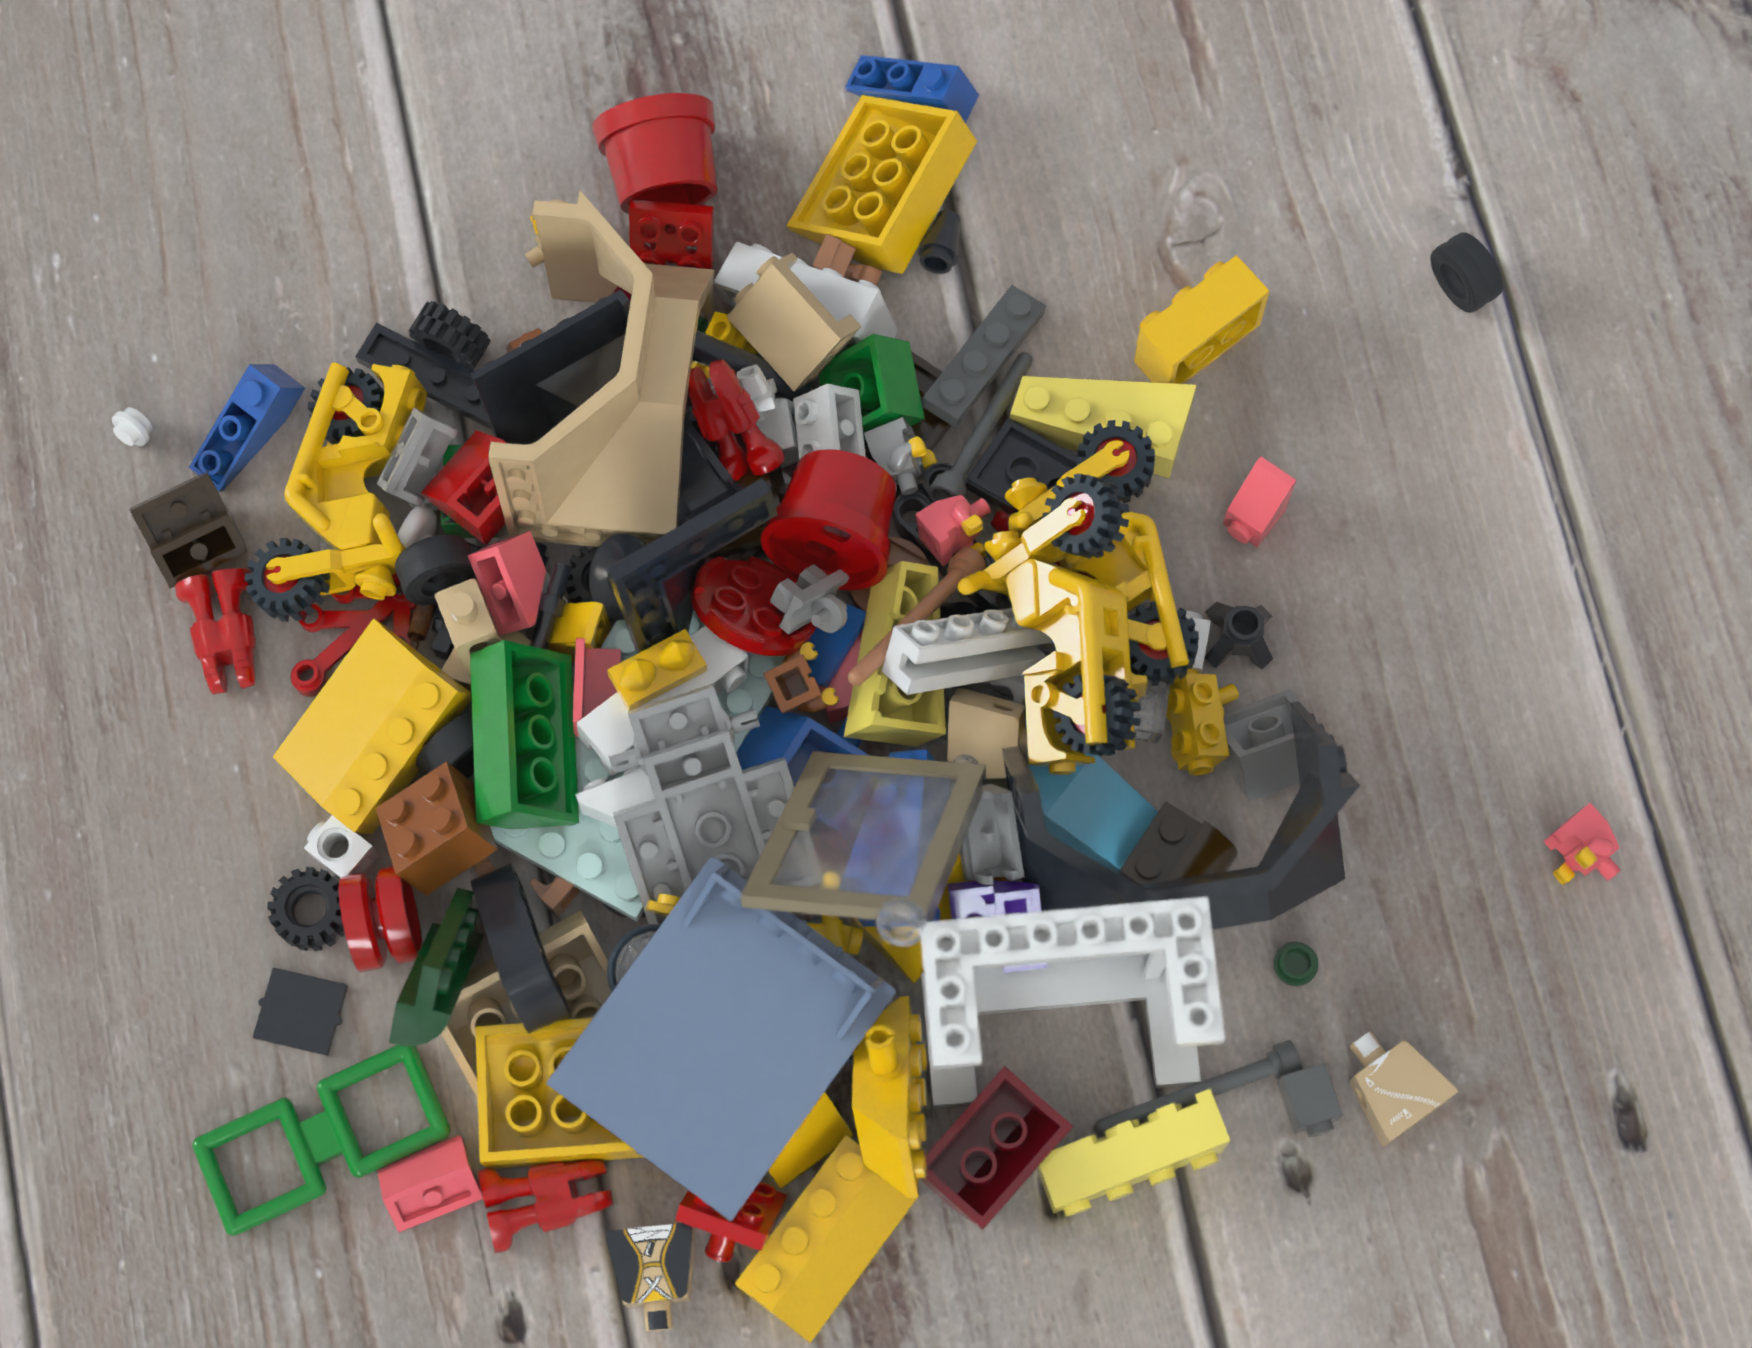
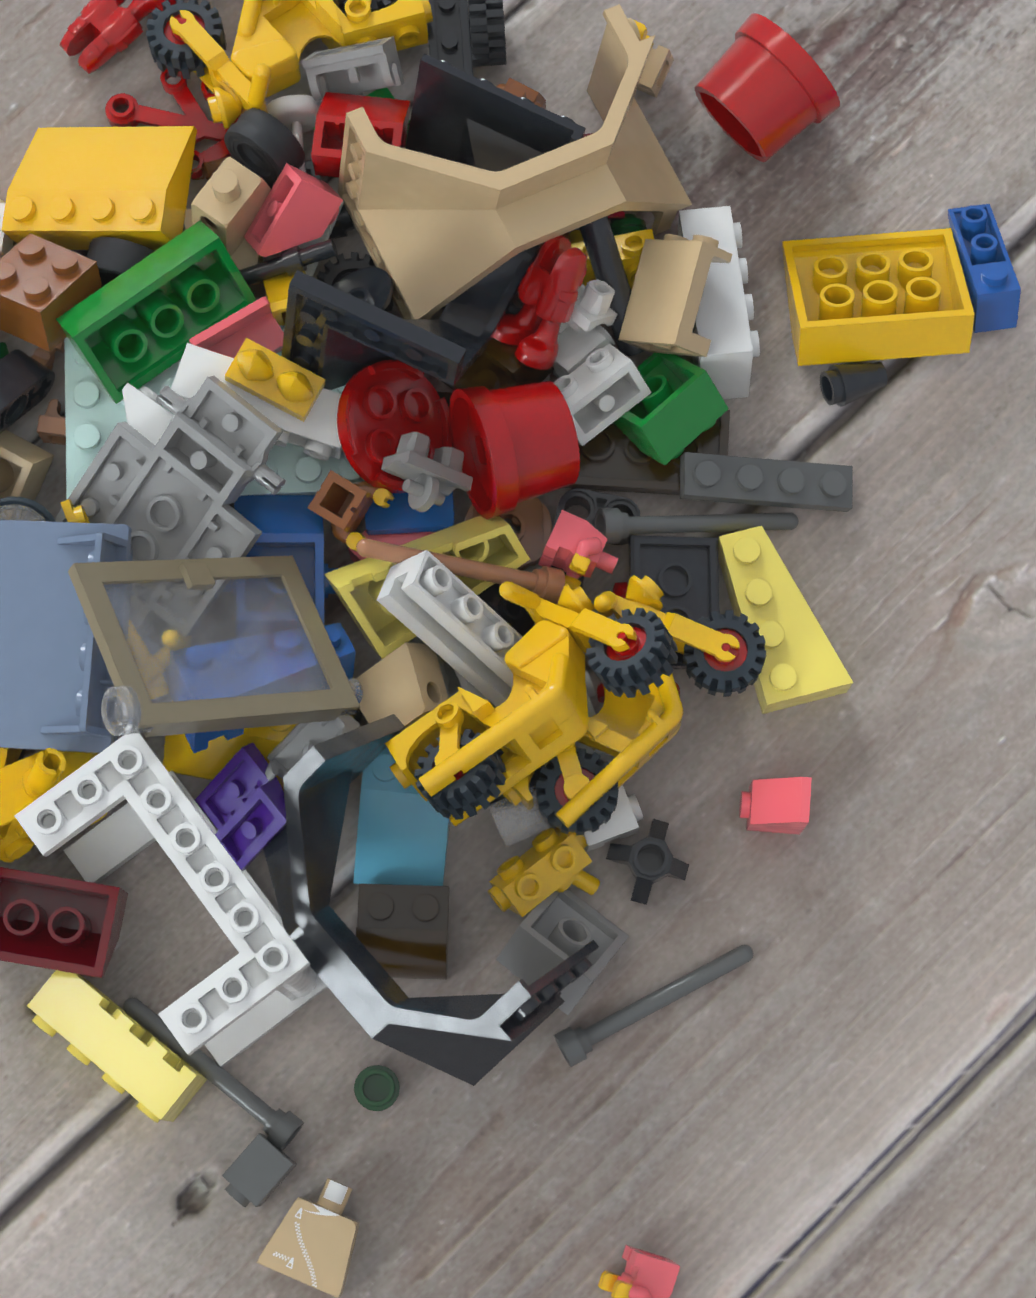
camera: 55 degrees right, 5 degrees up
(670, 231) = (703, 151): red plate -> none
(838, 256) = (771, 304): nougat piece -> none
(900, 453) = (616, 464): light grey piece -> none
(1201, 323) = (916, 651): yellow brick -> none
(1357, 701) = (578, 1042): none -> dark grey piece

